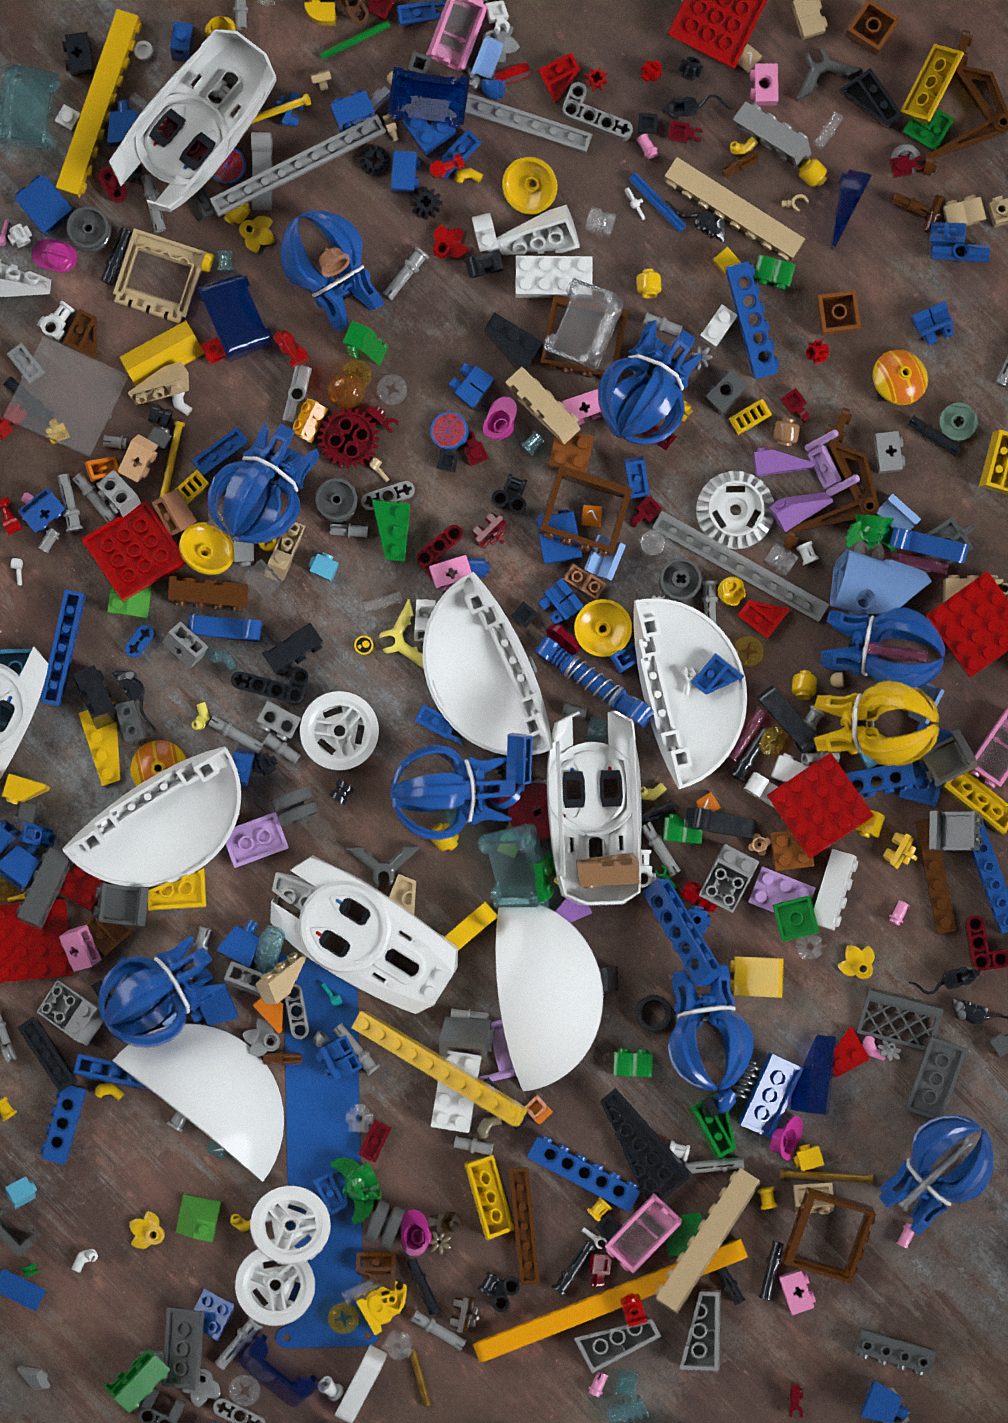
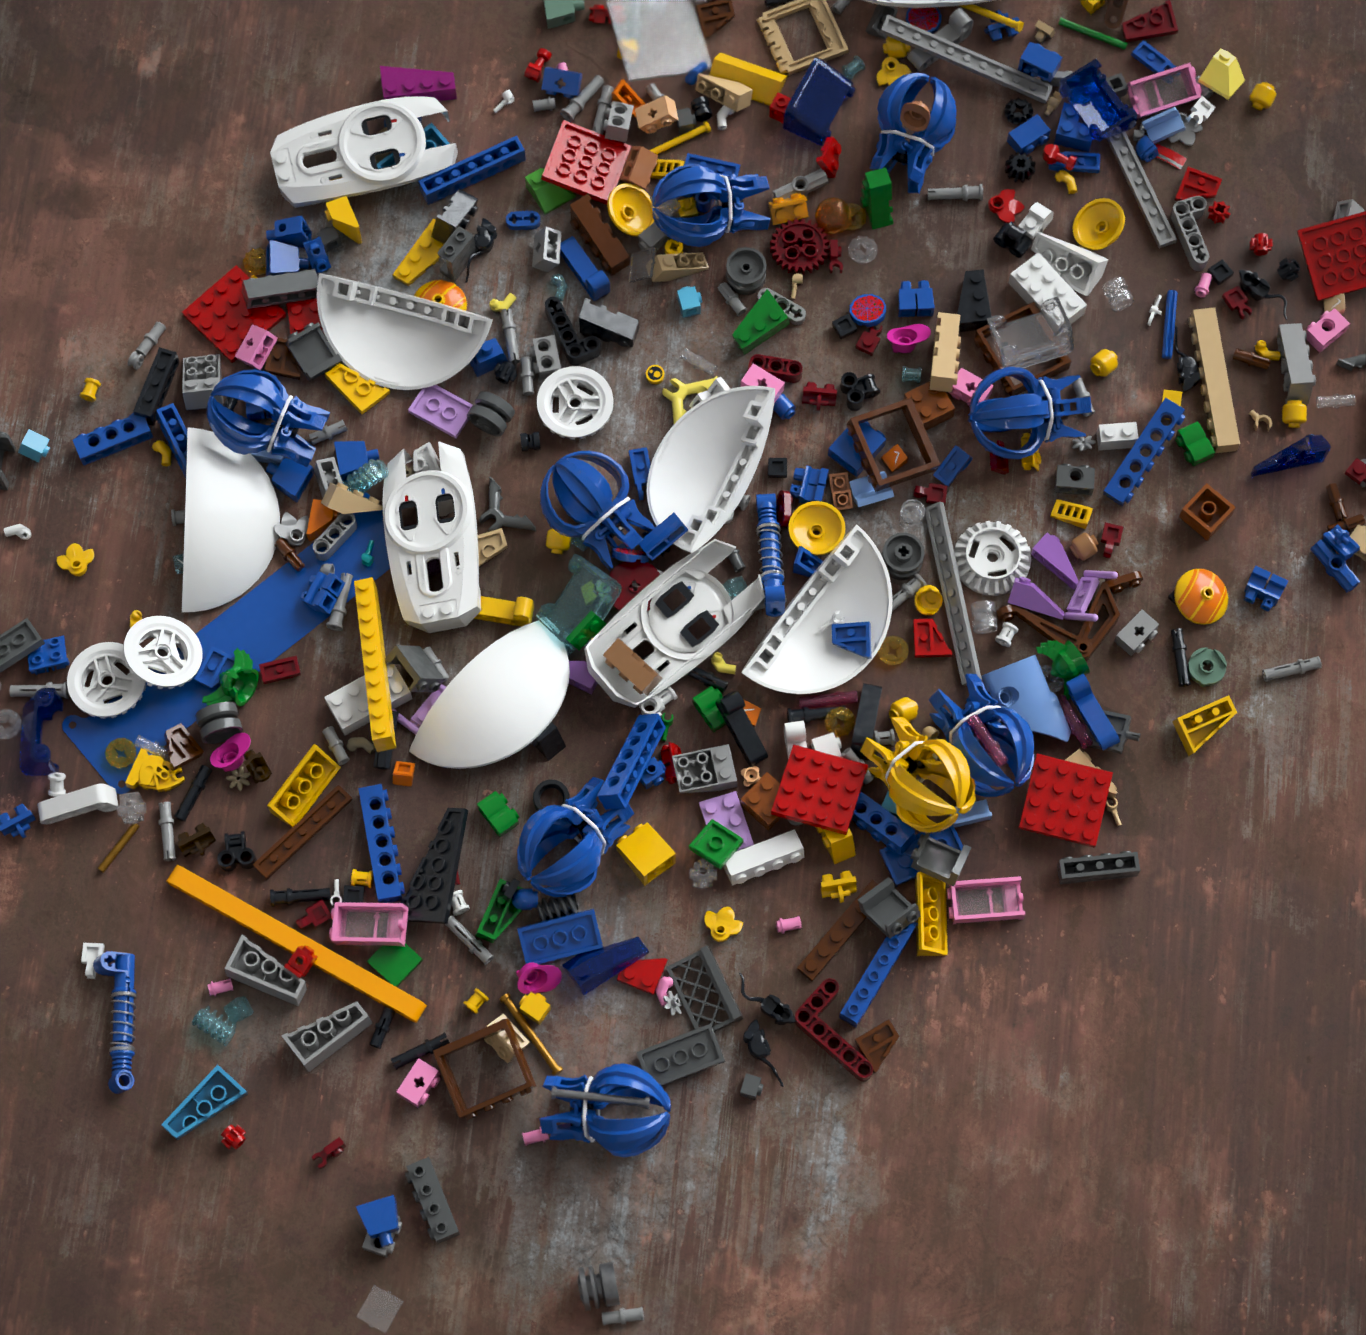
camera: 60 degrees right, 15 degrees down
(124, 398) = (691, 78): none -> blue arm
(198, 1217) = (116, 589): bright green slope -> none
(207, 262) = (841, 56): yellow tile -> none
(356, 1125) = (288, 642): clear brick -> none
(659, 847) = (684, 704): light grey pin -> none
(707, 1241) = (403, 976): tan brick -> none
(817, 351) = (1164, 521): red gear -> none
(903, 516) = (1098, 678): light blue panel -> none

